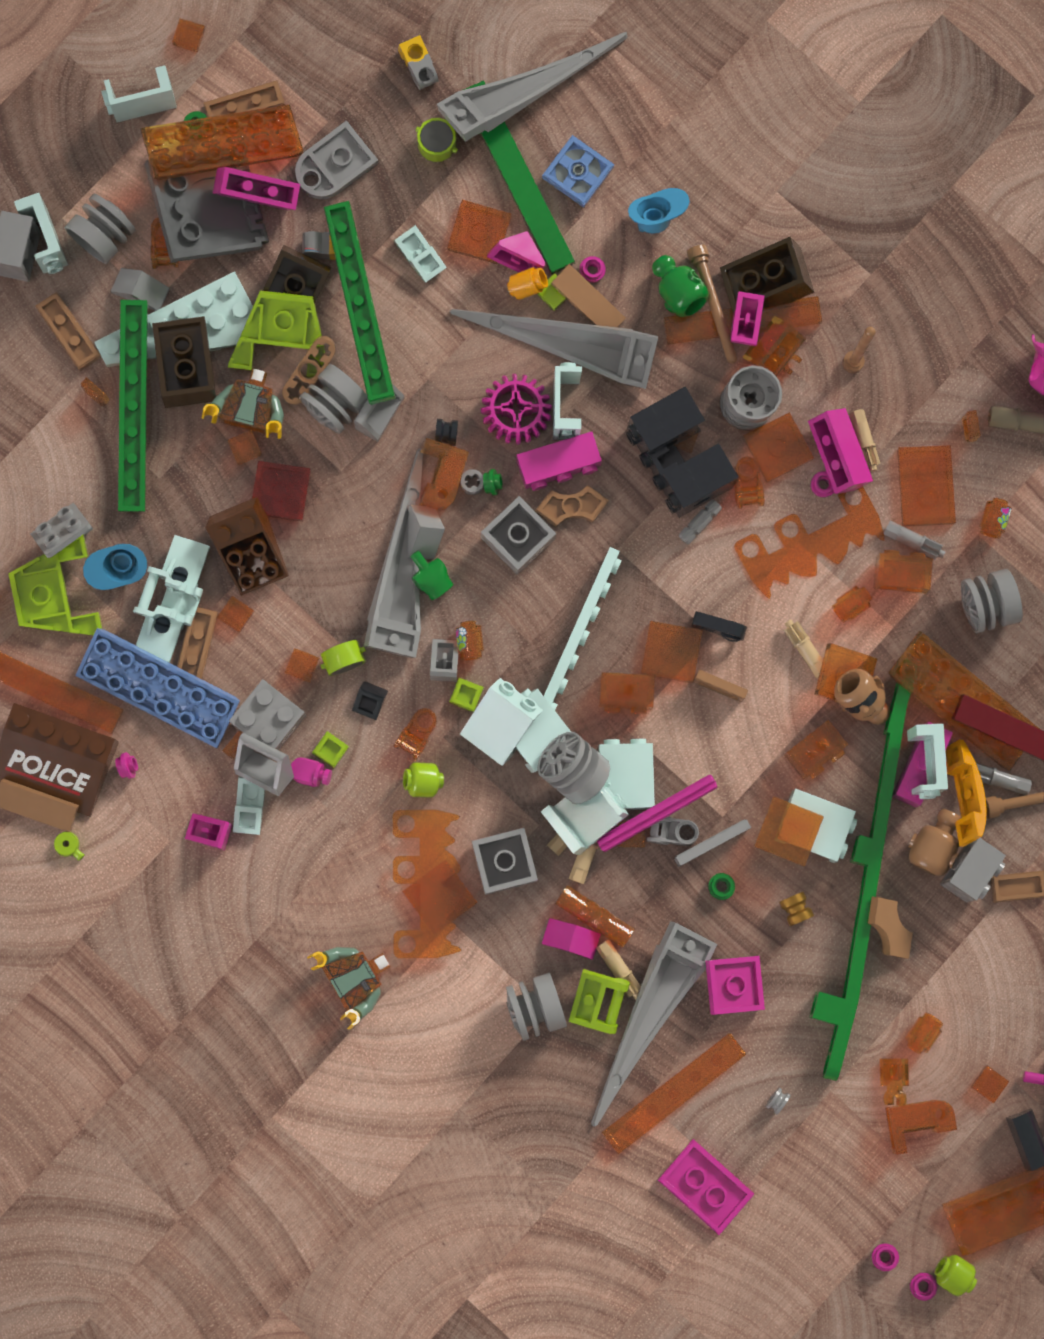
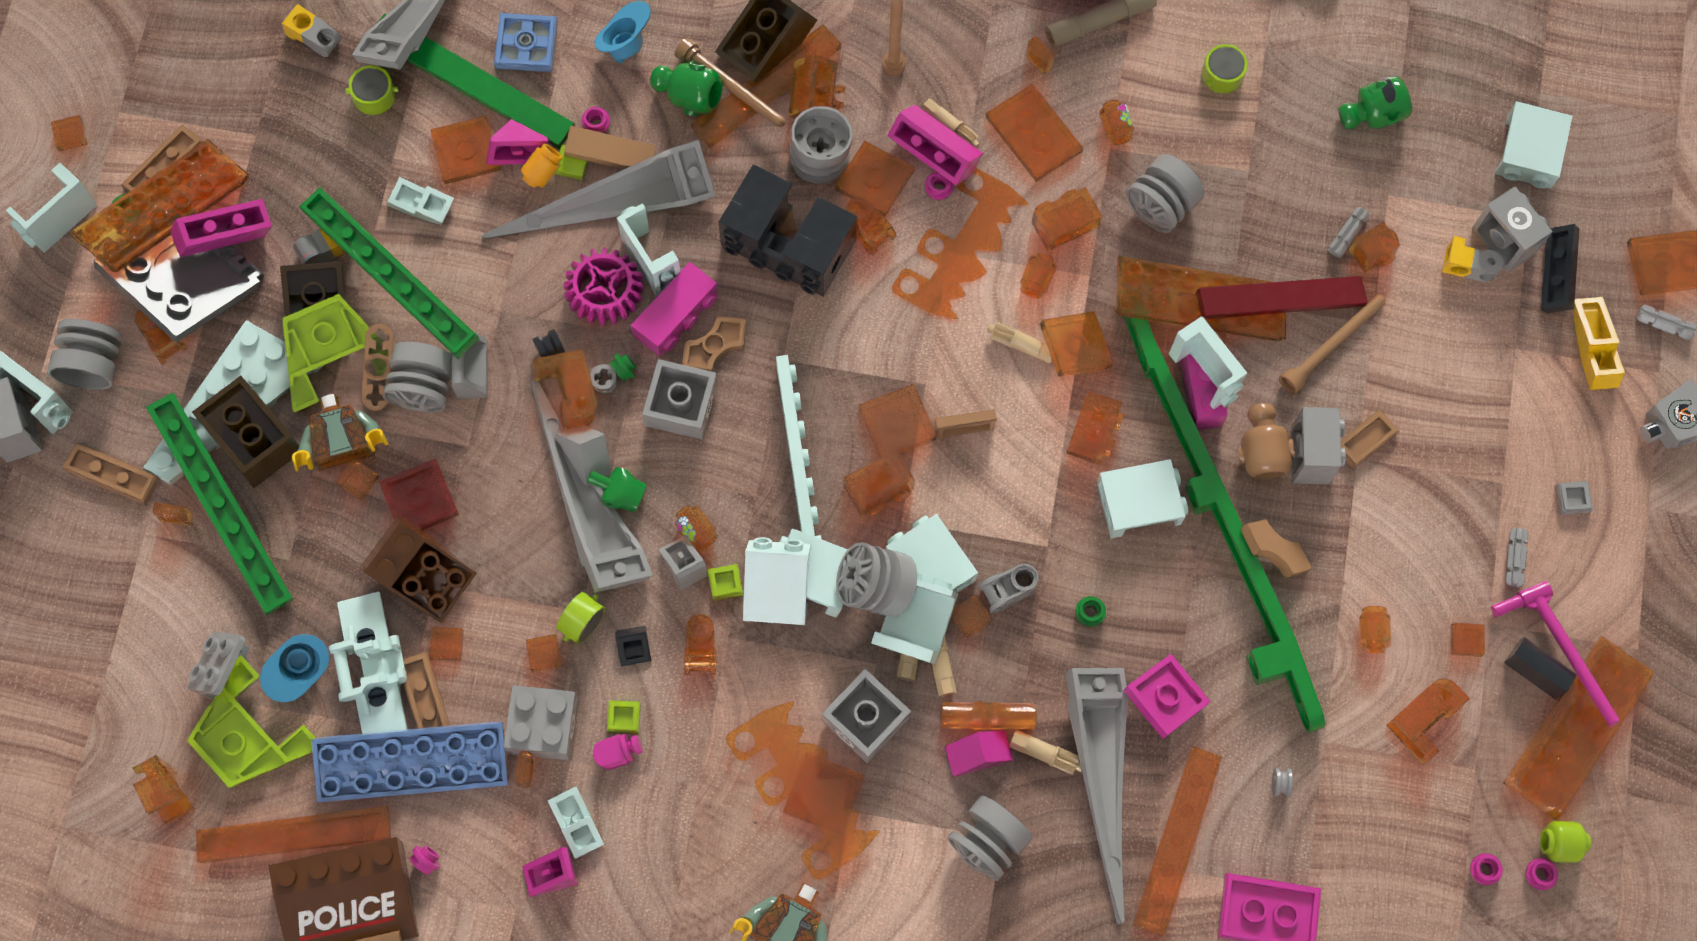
camera: 25 degrees left, 10 degrees down
(140, 286) = (157, 384): light grey slope -> none
(259, 769) = (567, 777): light grey tile -> none
(336, 162) = (285, 165): light grey tile -> none
(423, 779) = (734, 688): lime head -> none
(590, 998) = (1037, 799): lime plate -> none
(657, 813) = (984, 576): dark pink axle -> none
(700, 521) = (846, 287): light grey axle -> none
(712, 842) = (1054, 574): light grey tile -> none
(719, 626) = (932, 368): black piece -> none
(747, 318) = (770, 75): dark pink slope -> none
(788, 831) = (1121, 516): clear orange tile -> none
(796, 907) = (1175, 586): pearl gold wheel -> none
(862, 696) = (1105, 349): medium nougat piece -> none
(894, 1075) = (1375, 687): clear orange plate -> none
(915, 541) = (1055, 185): light grey piece -> none
(969, 792) = (1268, 382): light orange slope -> none
(1004, 780) = (1281, 351): light grey piece -> none

